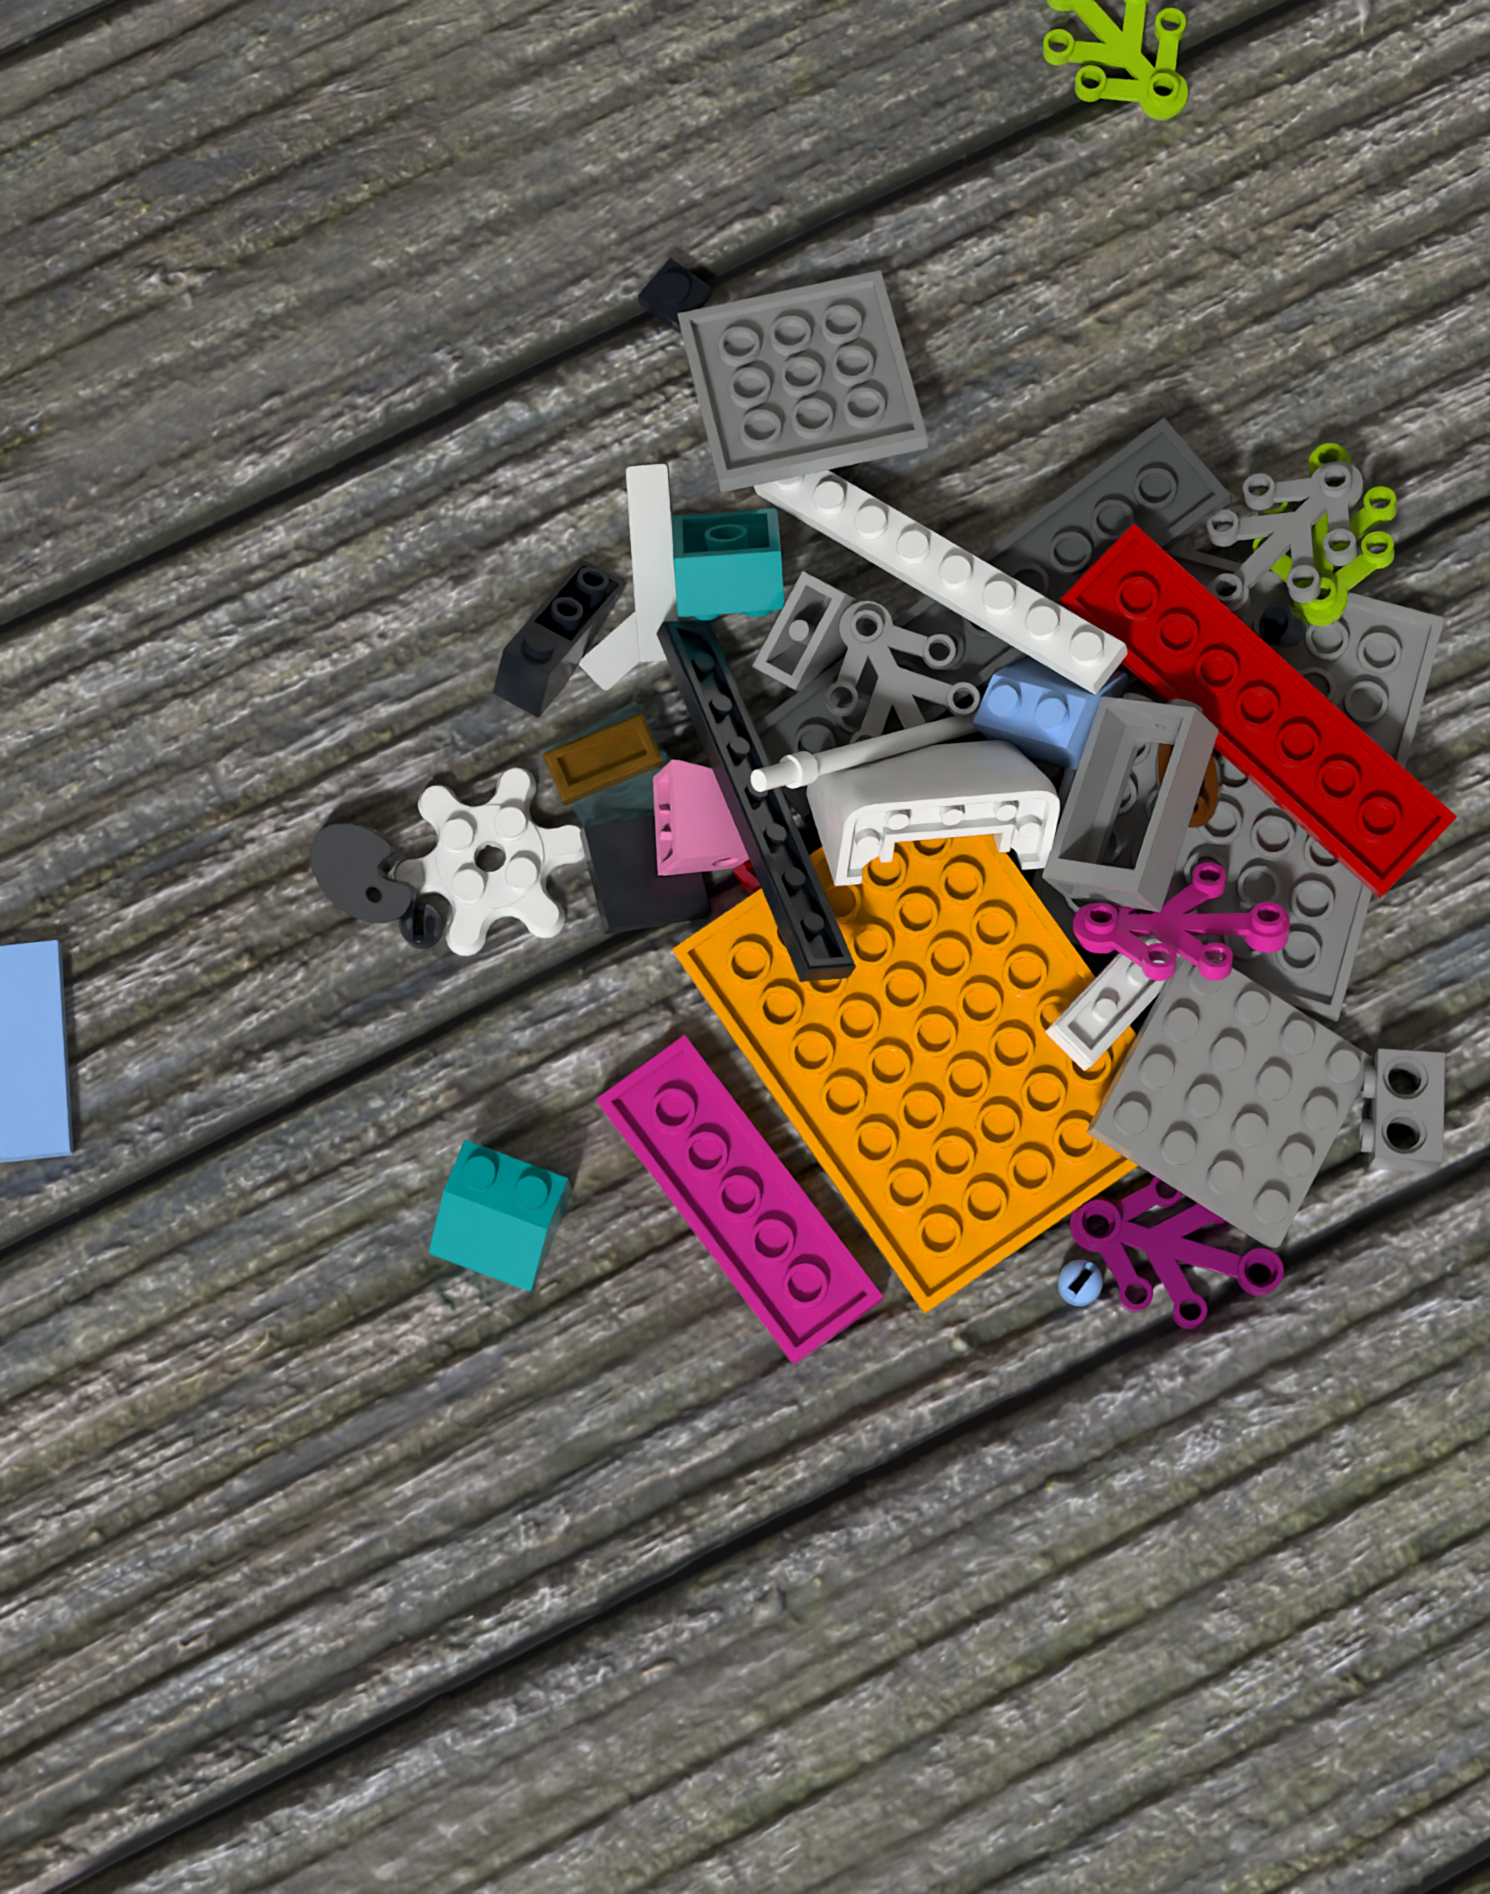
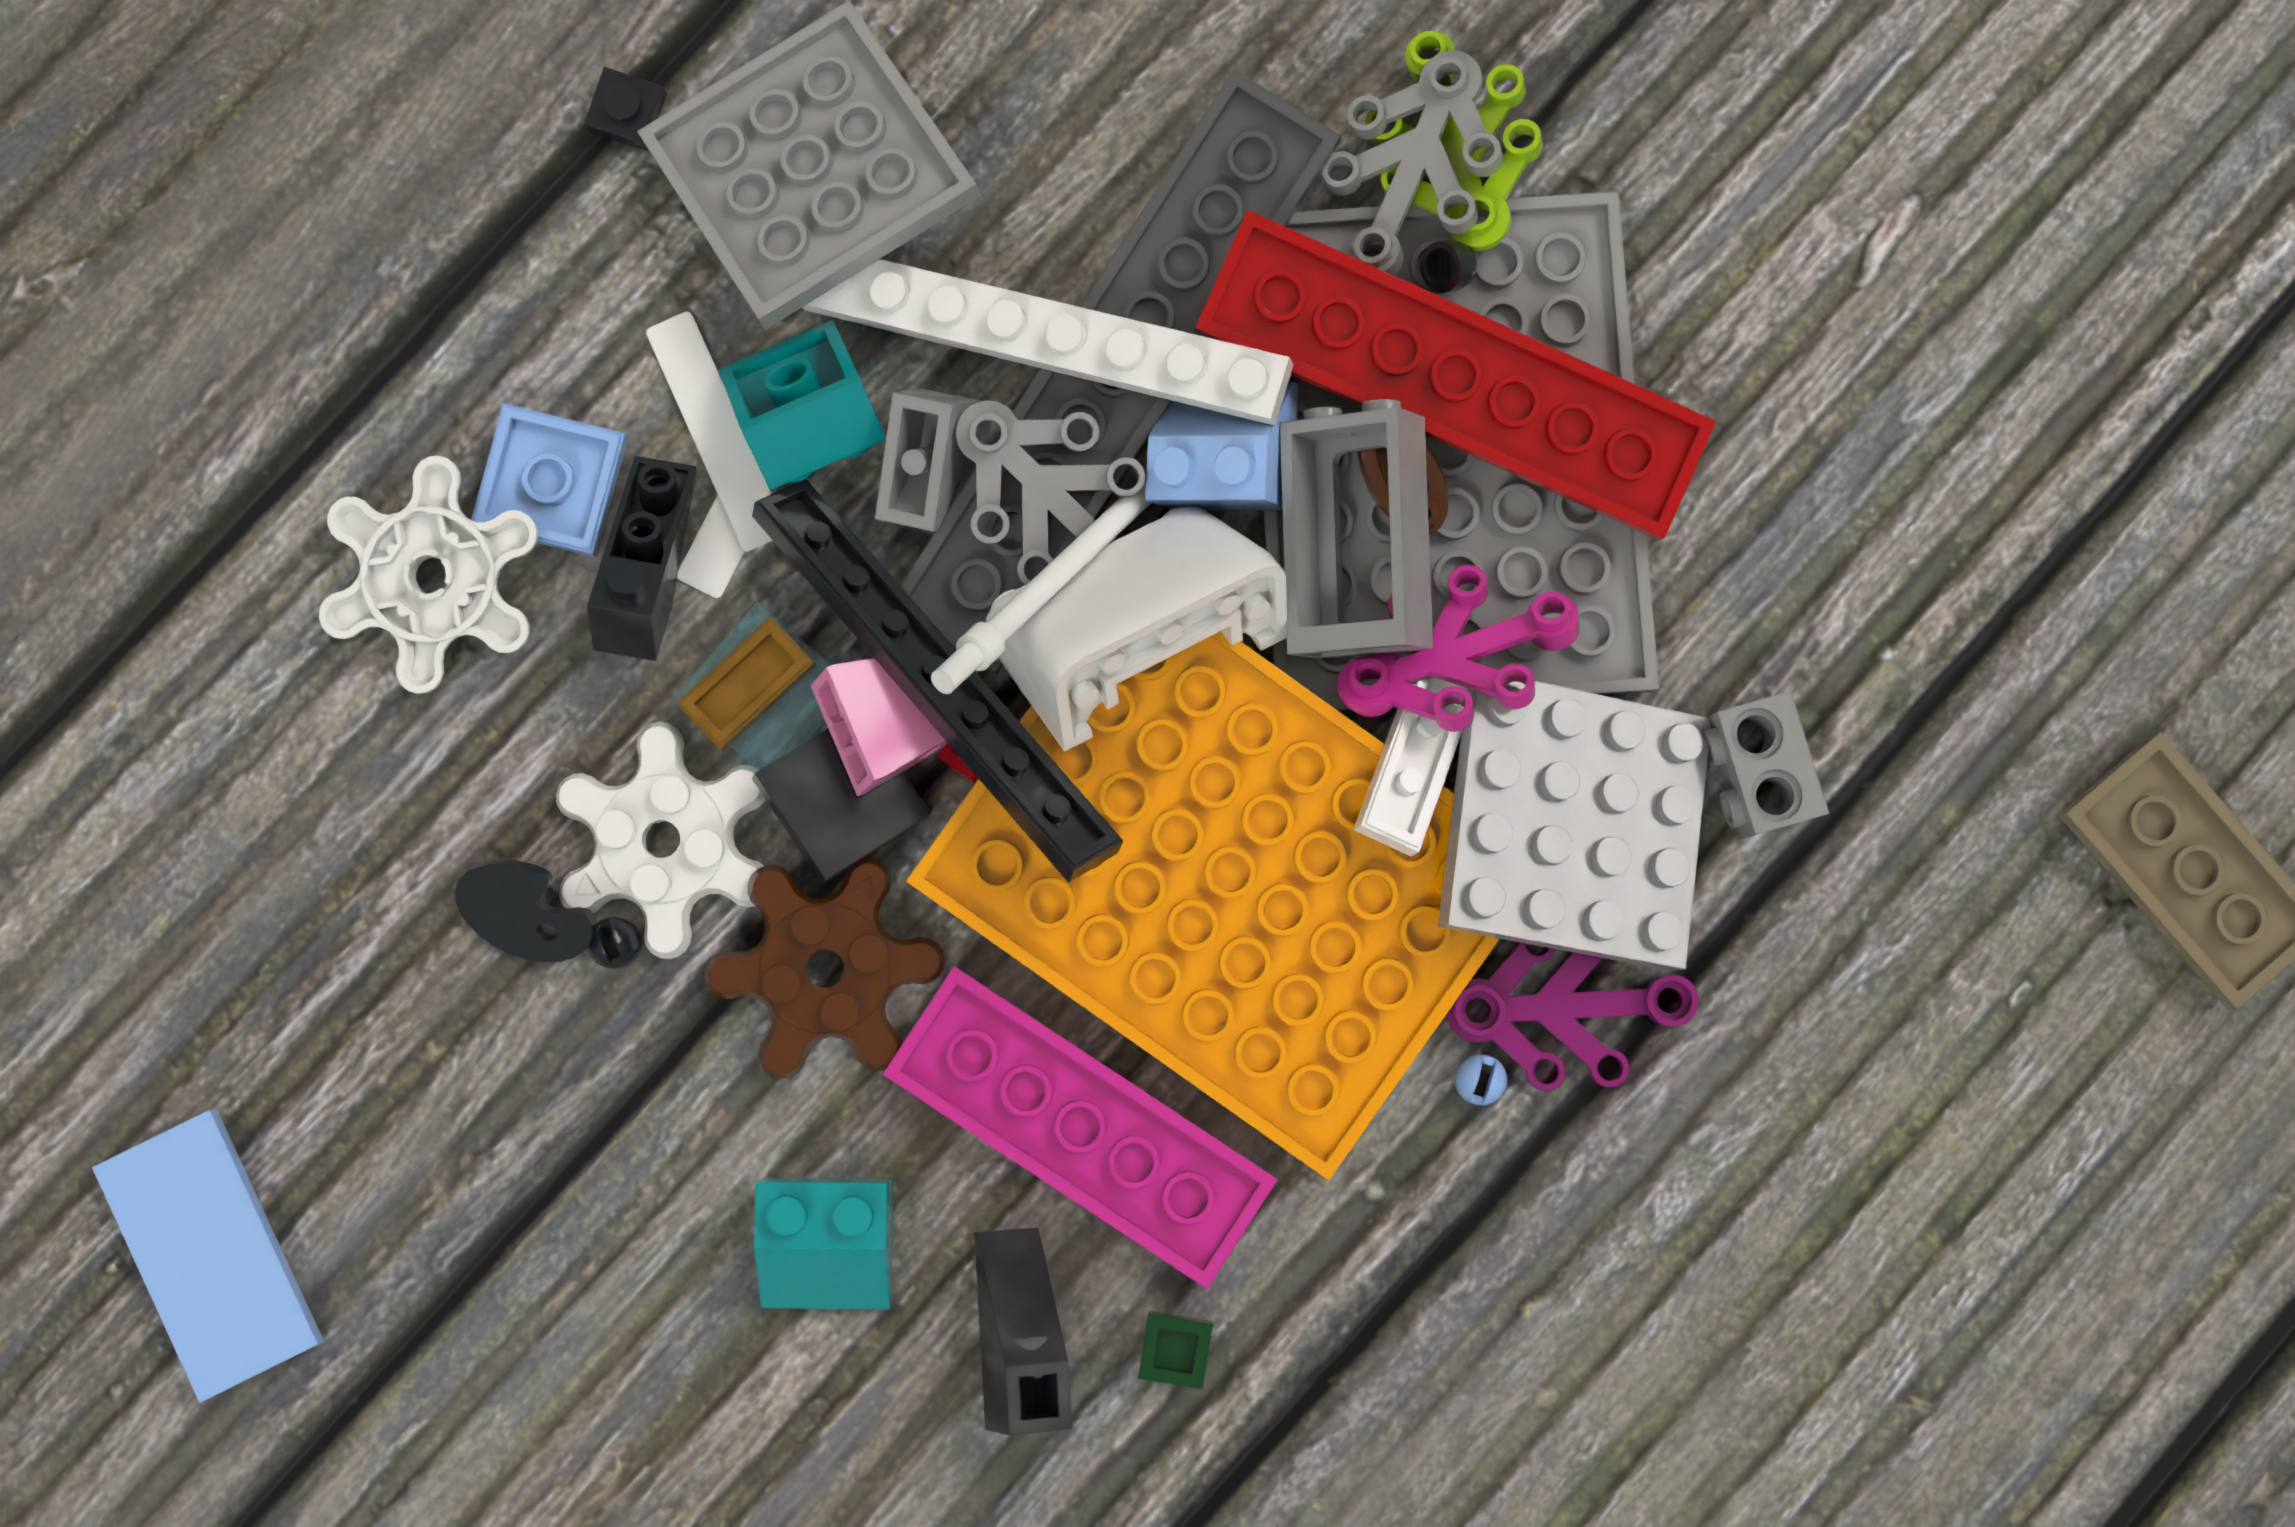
camera: 30 degrees left, 10 degrees up
(363, 566) = (387, 585): none -> white plate
(507, 554) = (555, 473): none -> light blue tile
(590, 1040) = (778, 974): none -> reddish brown plate
(627, 1345) = (1020, 1336): none -> black slope
(749, 1405) = (1175, 1349): none -> dark green plate

